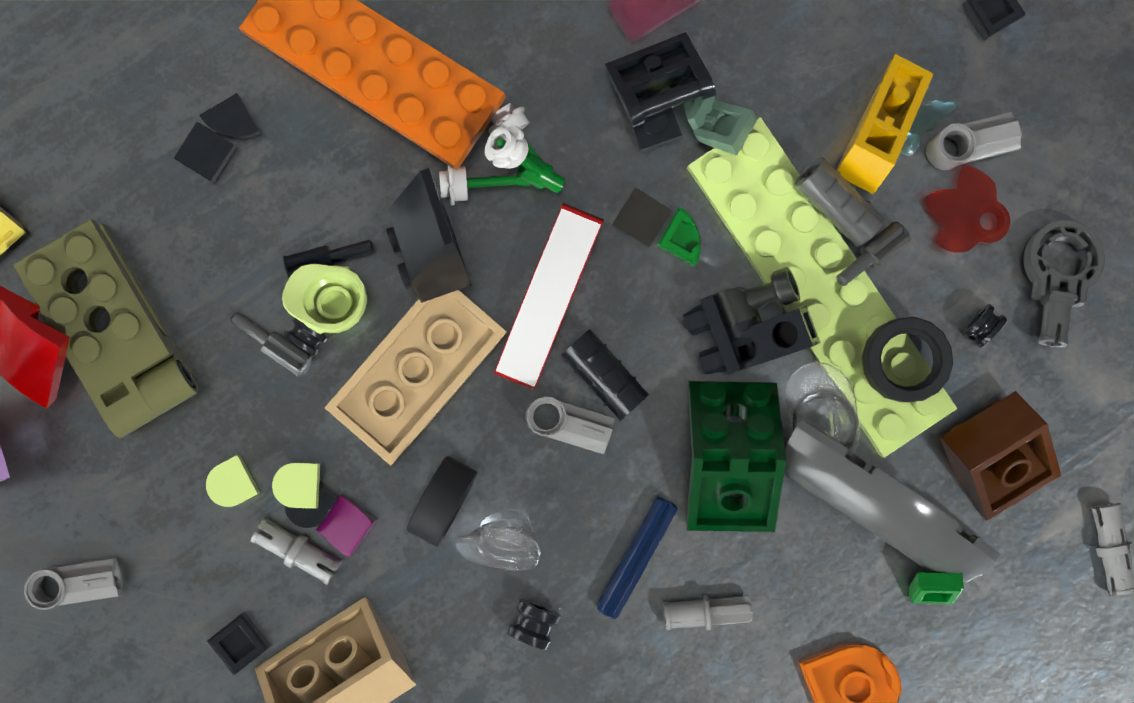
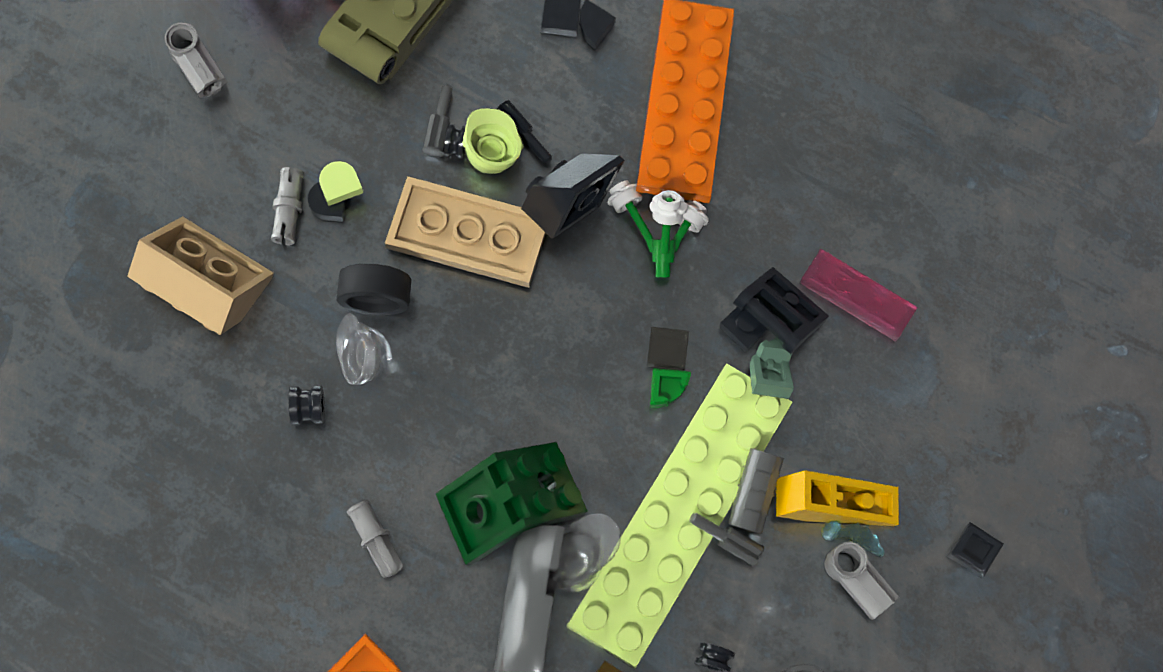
camera: 60 degrees right, 15 degrees down
(231, 483) = (319, 138): yellowish green tile -> none
(239, 643) = (197, 197): black tile -> none
(346, 525) = (323, 235): magenta slope -> none
(548, 296) = (572, 302): white slope -> none
(573, 425) = (479, 364): light grey piece -> none
(605, 374) = (530, 372): black axle -> none
(637, 558) = (395, 464): dark blue axle -> none
(739, 330) = (611, 466): black hips -> none
(940, 350) = (672, 574): black tyre -> none
(961, 211) = (801, 599): clear red plate -> none

